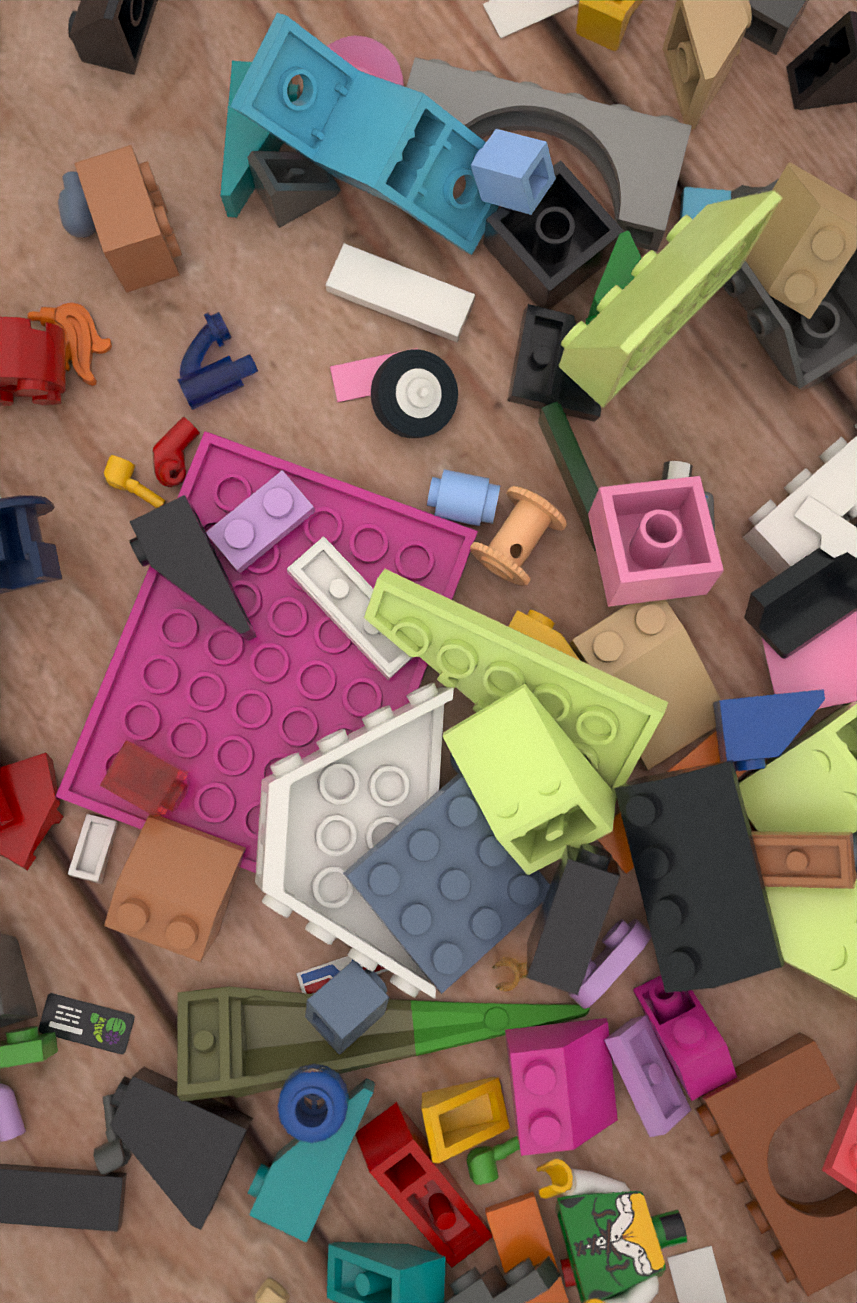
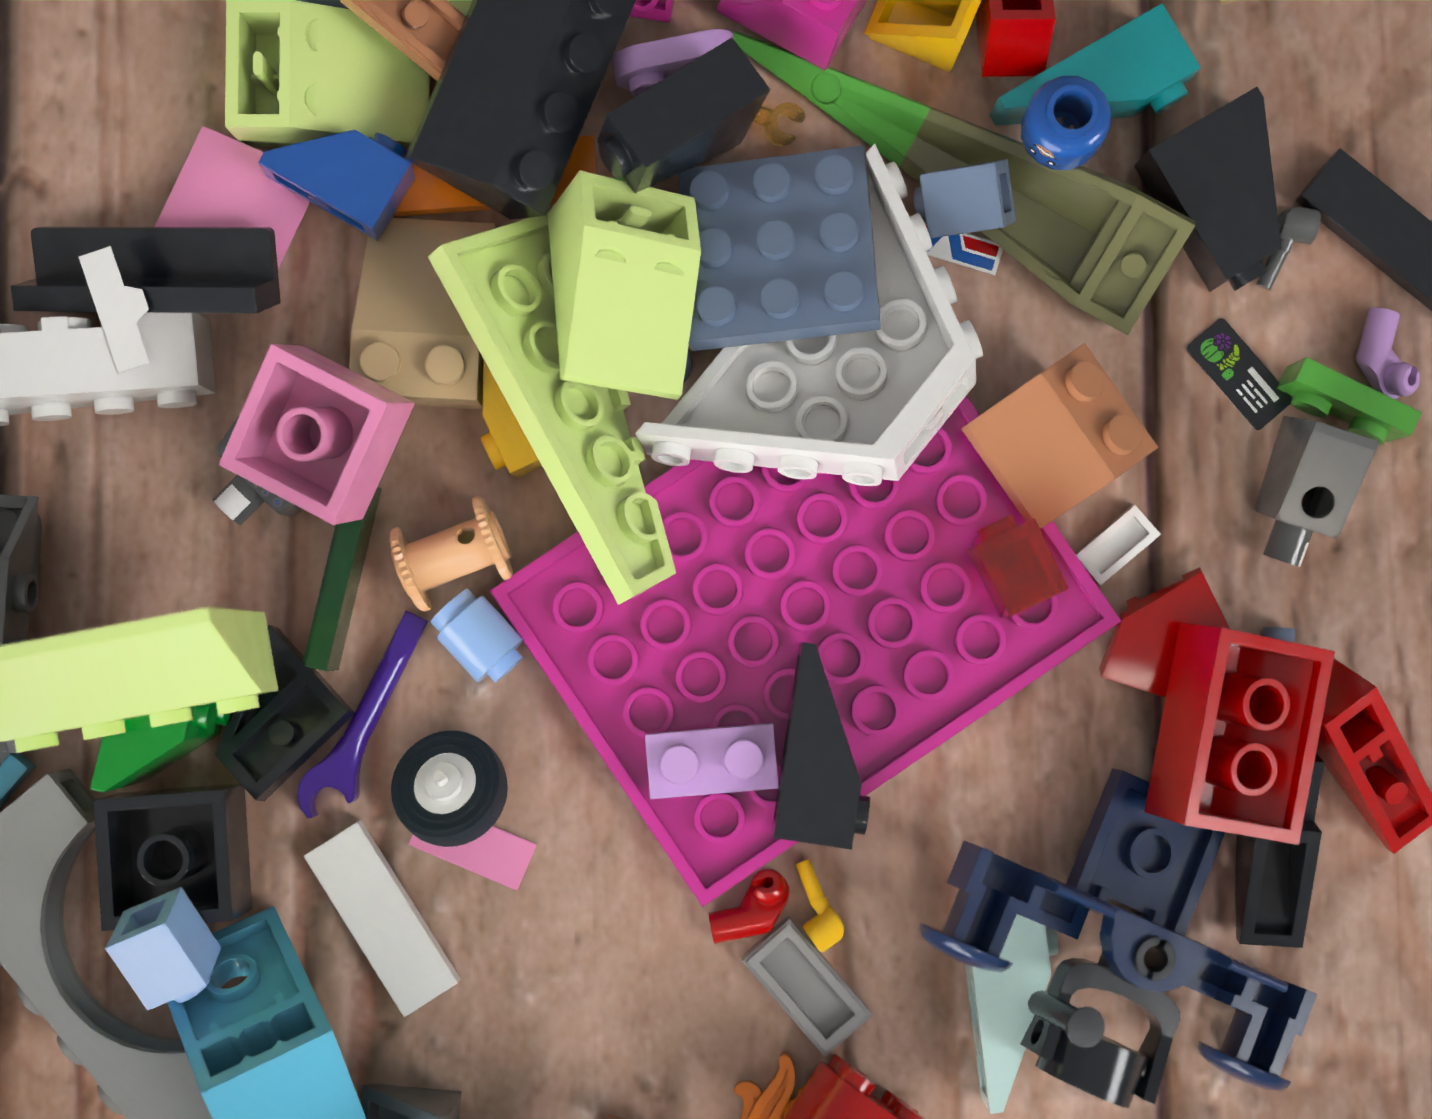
camera: 150 degrees left, 5 degrees up
(107, 431) = (806, 986): none -> light grey tile
(217, 378) = (650, 960): clear blue plant -> none
(344, 599) = (680, 609): white tile -> none
(492, 366) = (343, 763): none -> dark purple piece

